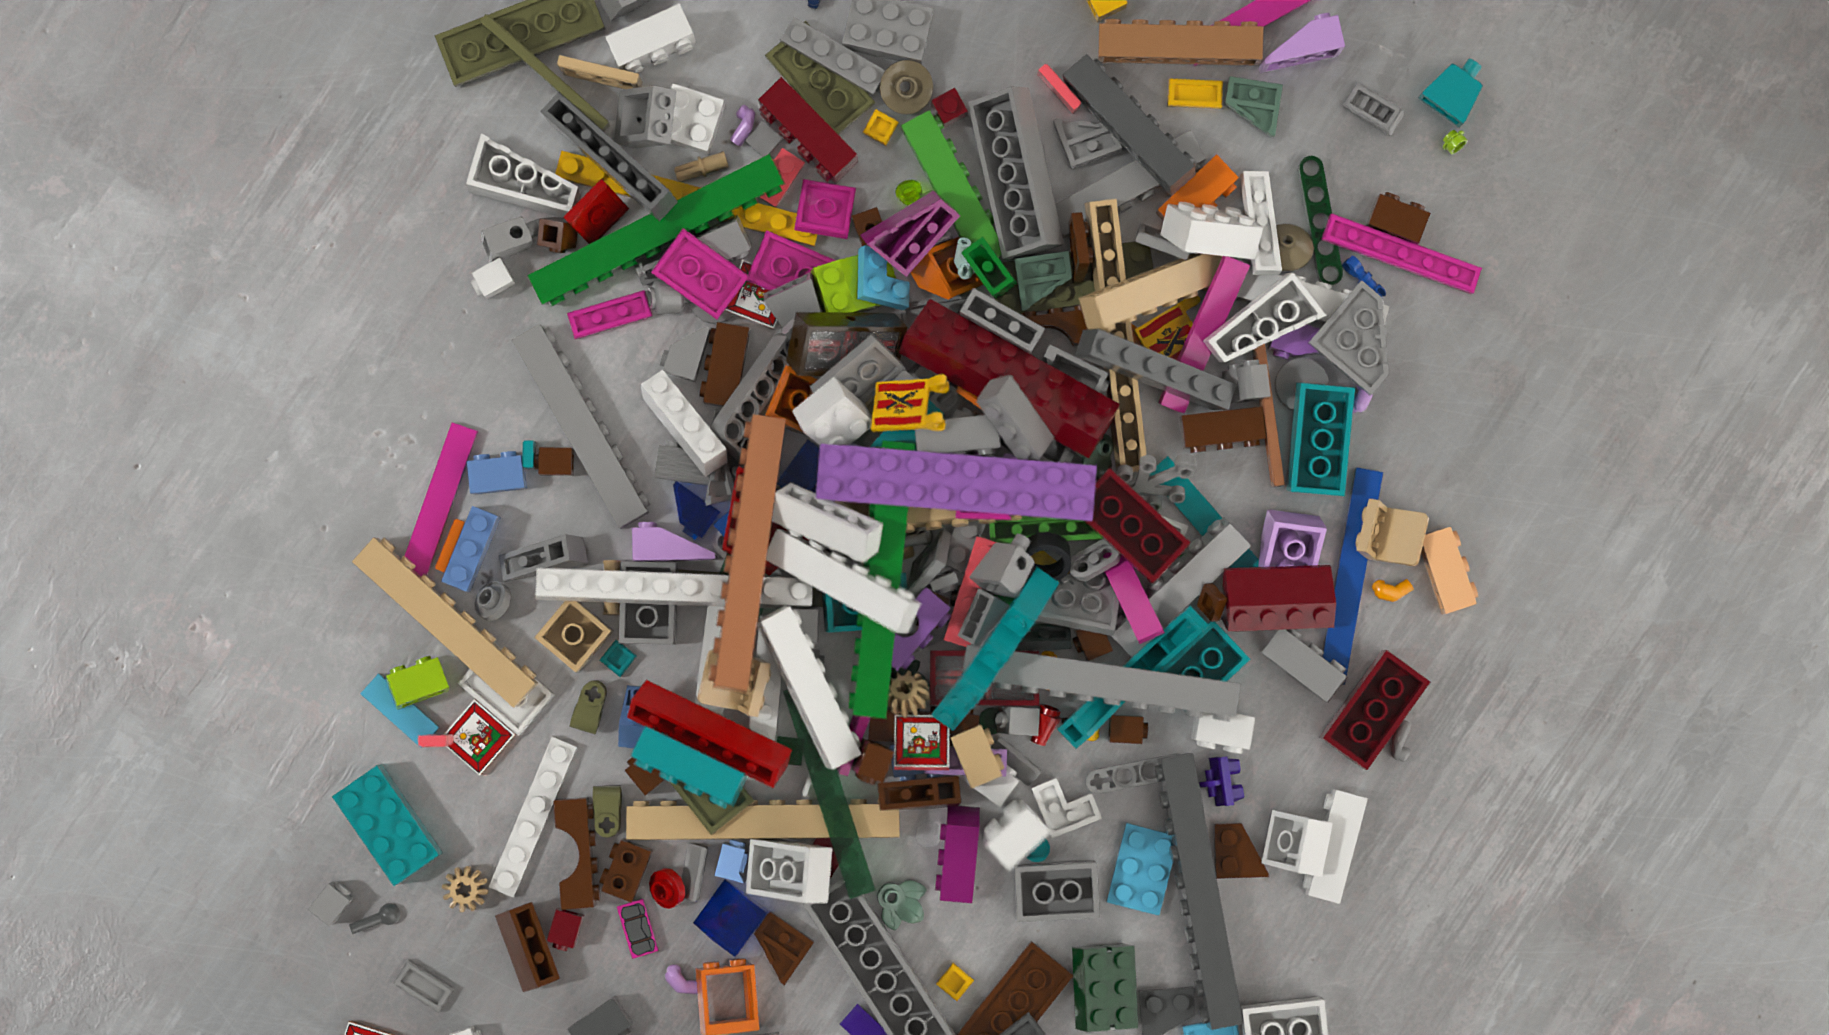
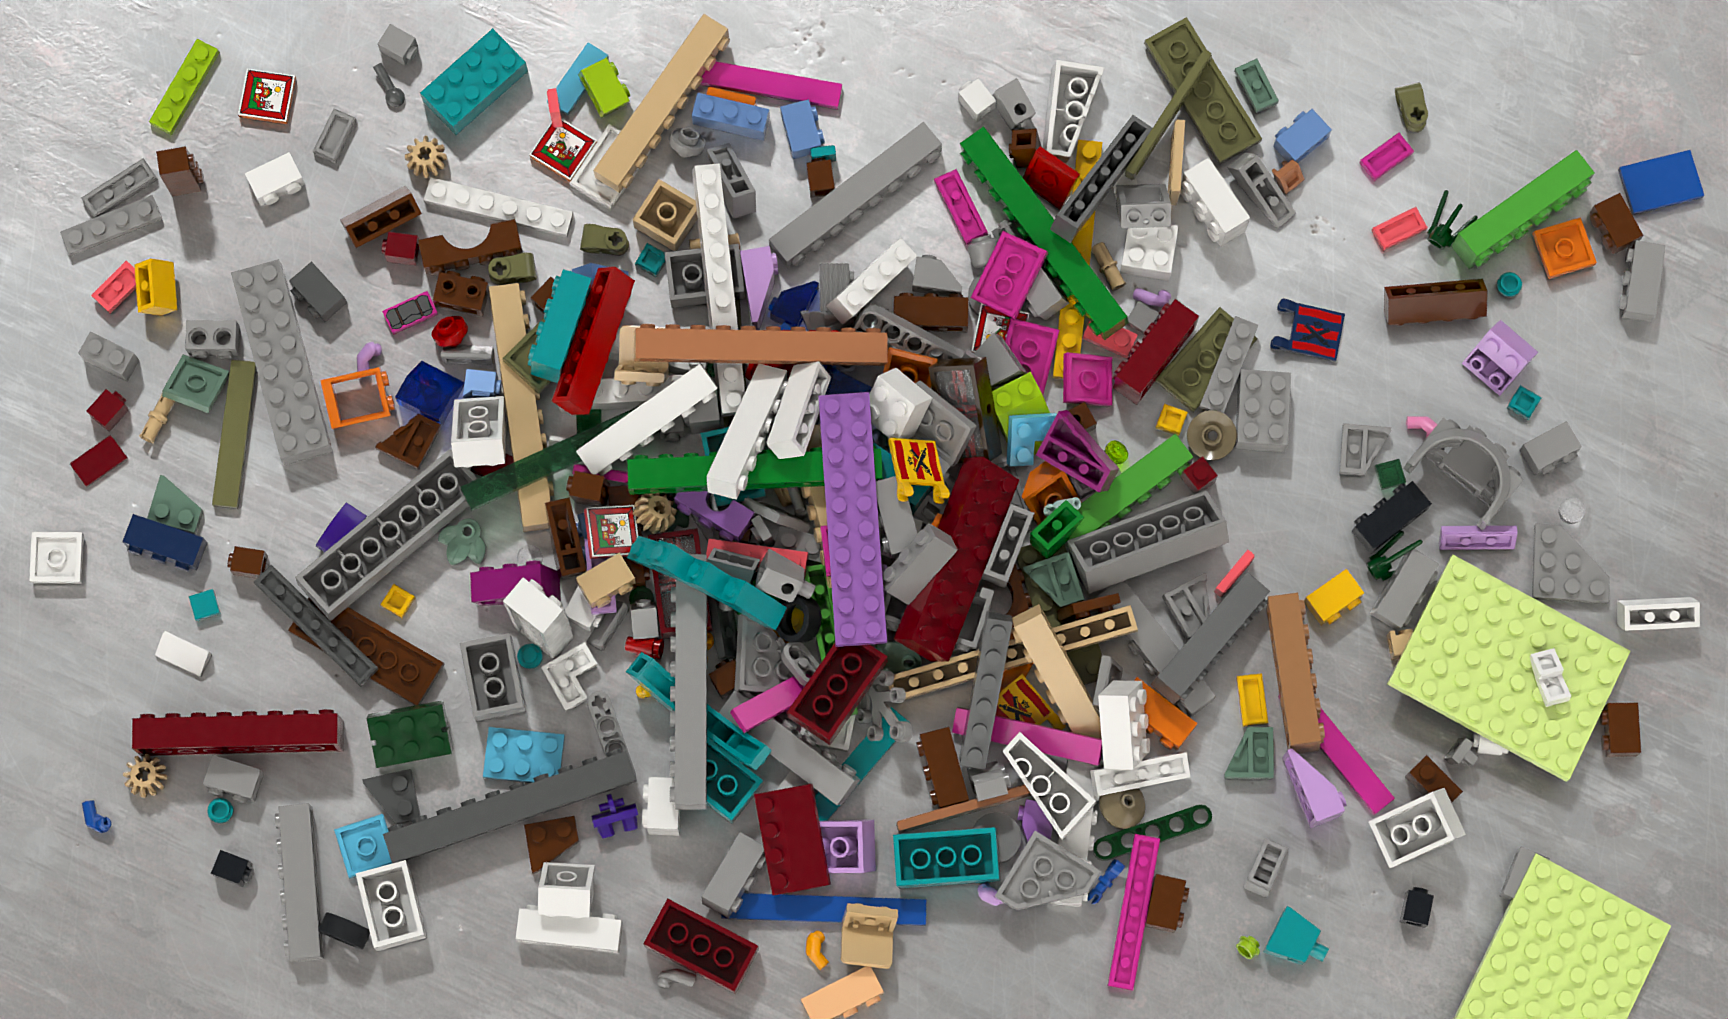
camera: 85 degrees right, 10 degrees down
(1127, 729) = (651, 721): reddish brown brick -> none
(1211, 602) = (779, 777): reddish brown plate -> none

